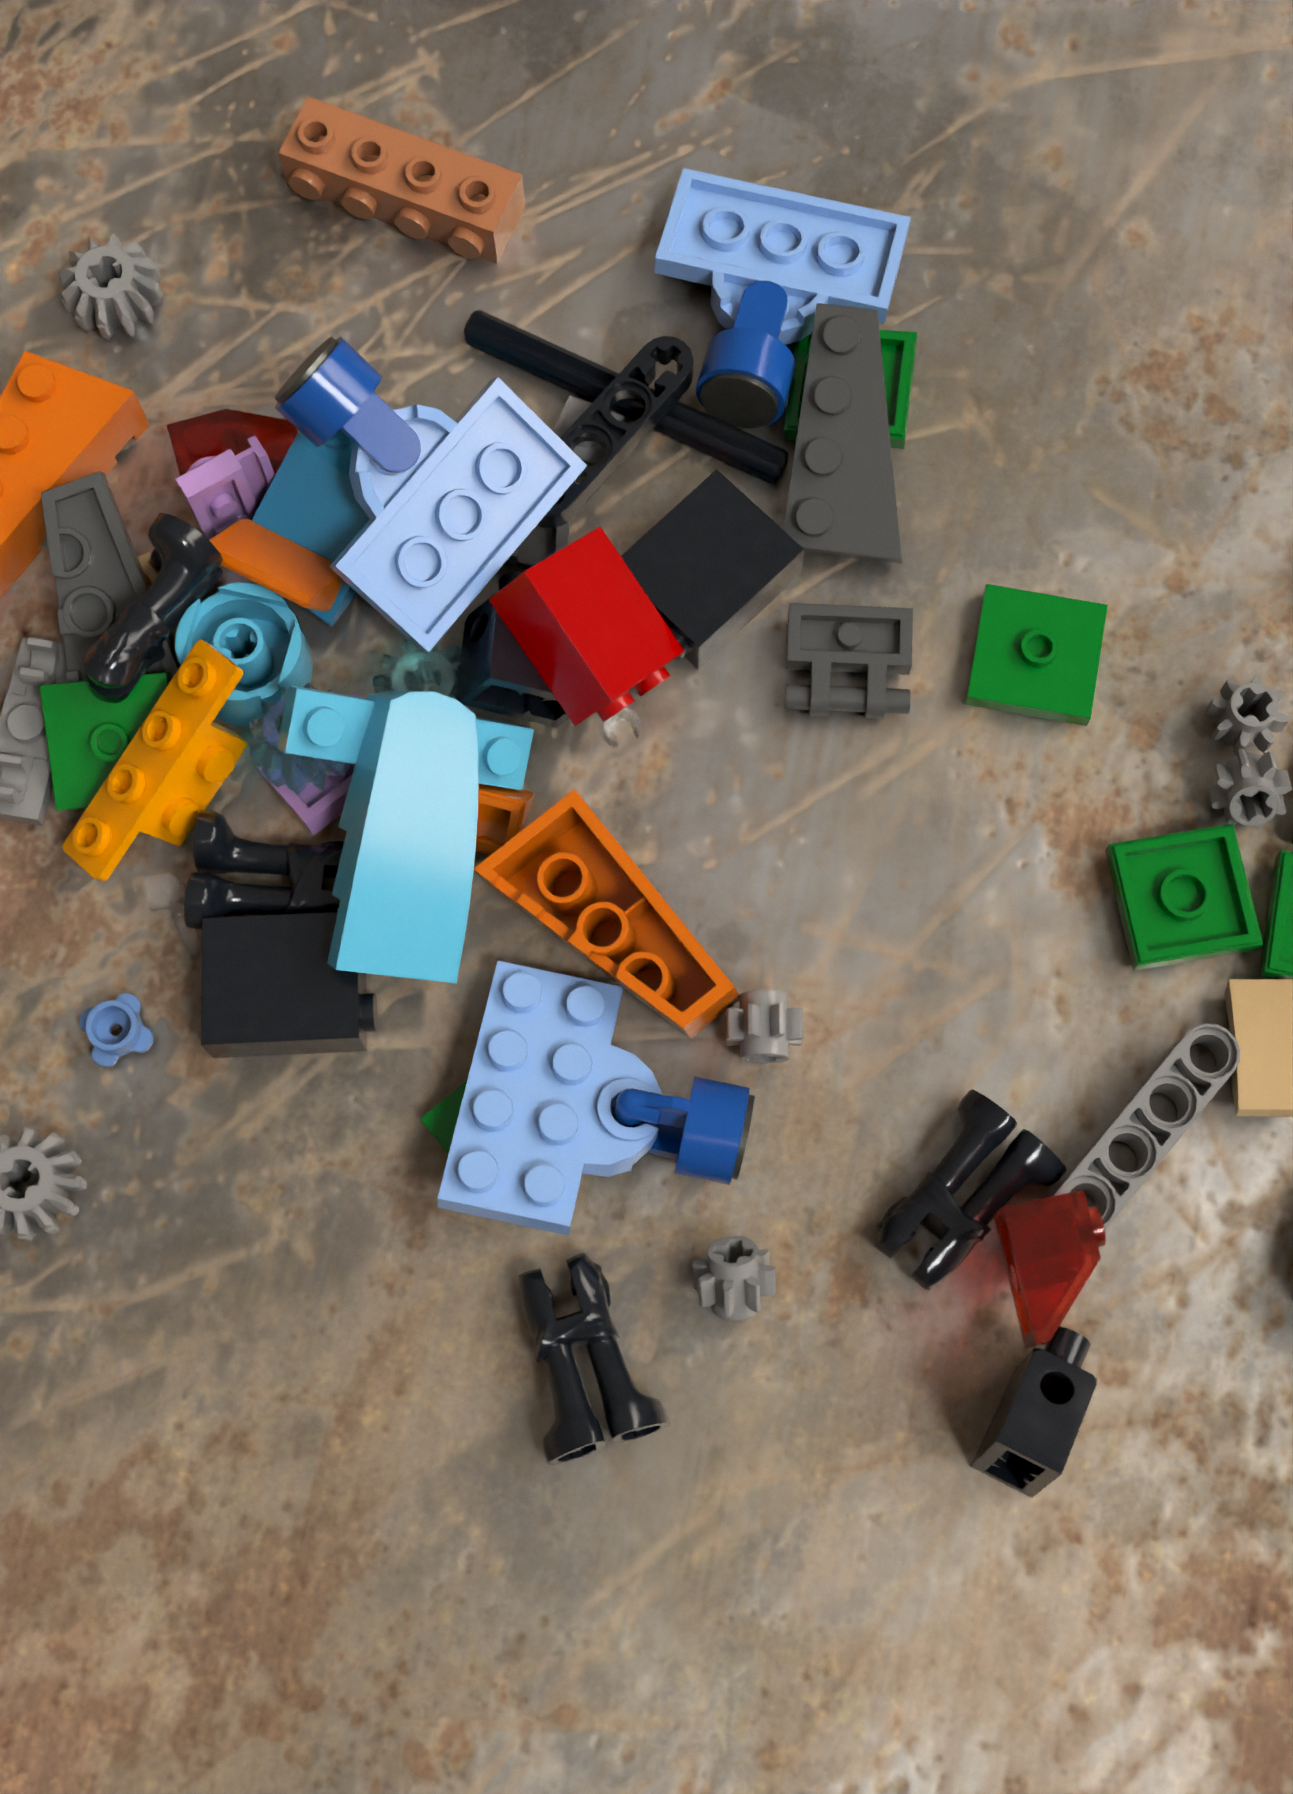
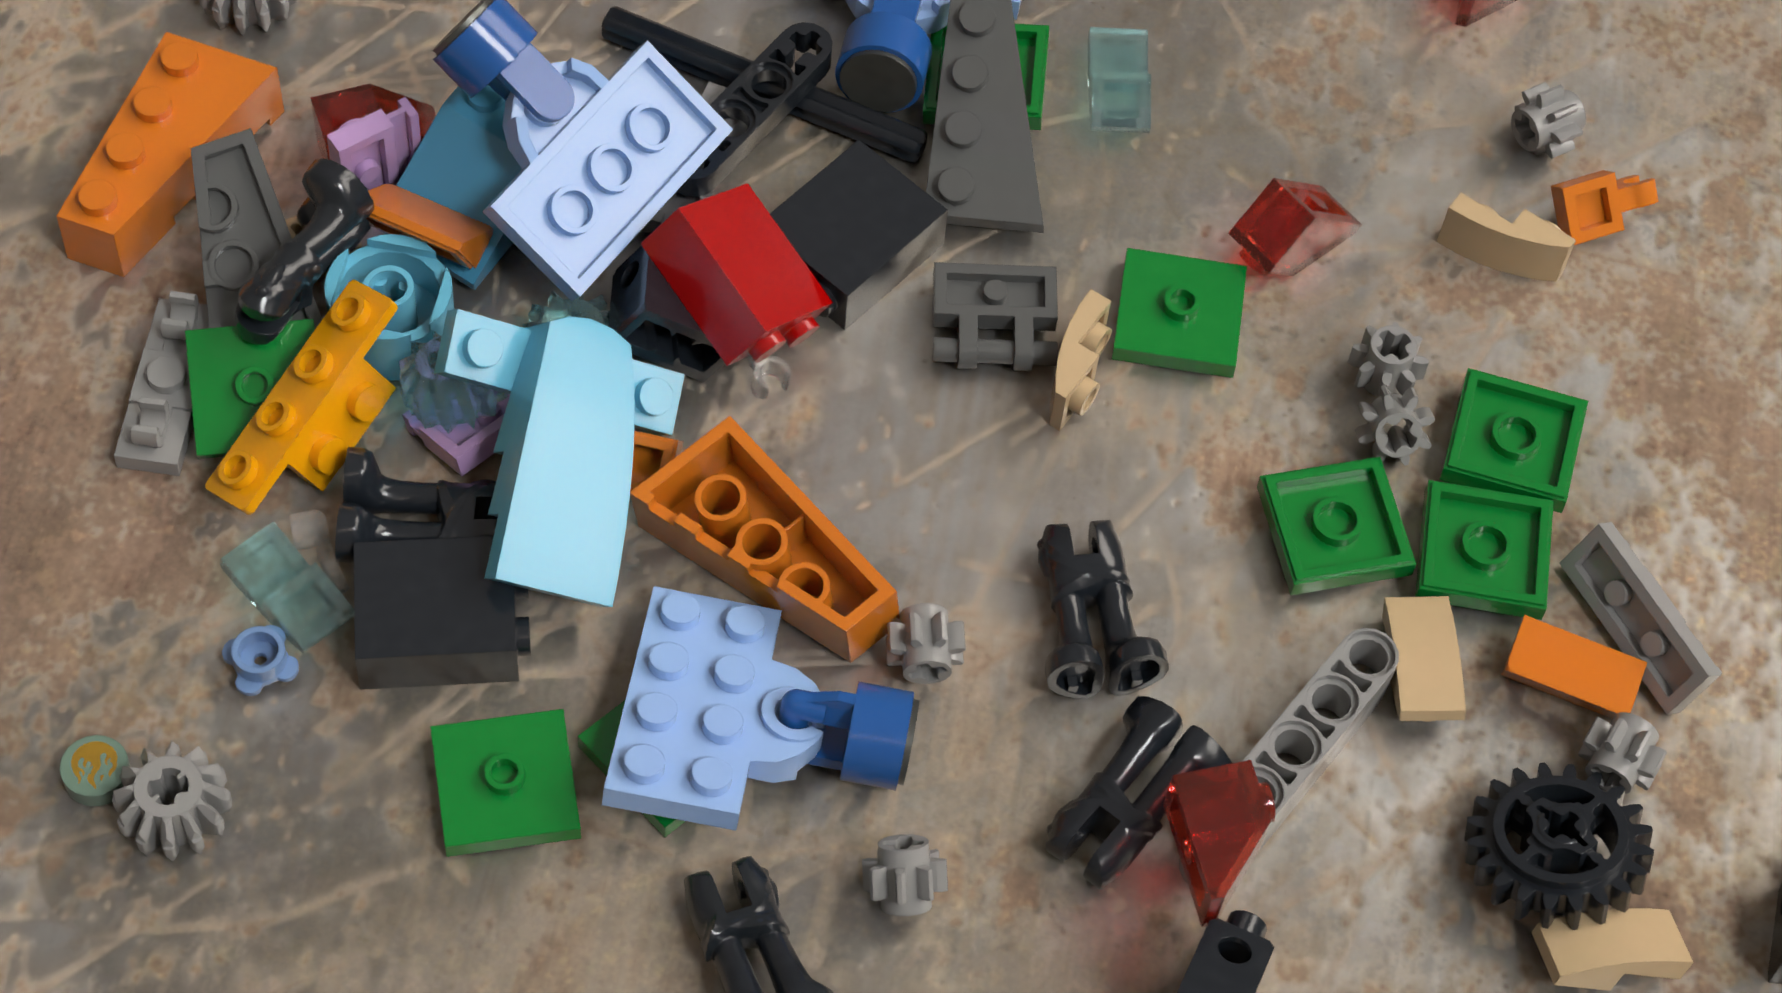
camera: 10 degrees left, 15 degrees down
(142, 953) = (287, 588): none -> clear light blue slope
(349, 1163) = (505, 782): none -> green plate
(915, 962) = (1074, 586): none -> black piece
(925, 732) = (1078, 360): none -> tan slope
(986, 391) = (1119, 80): none -> clear light blue slope
(1156, 562) = (1291, 227): none -> clear red slope

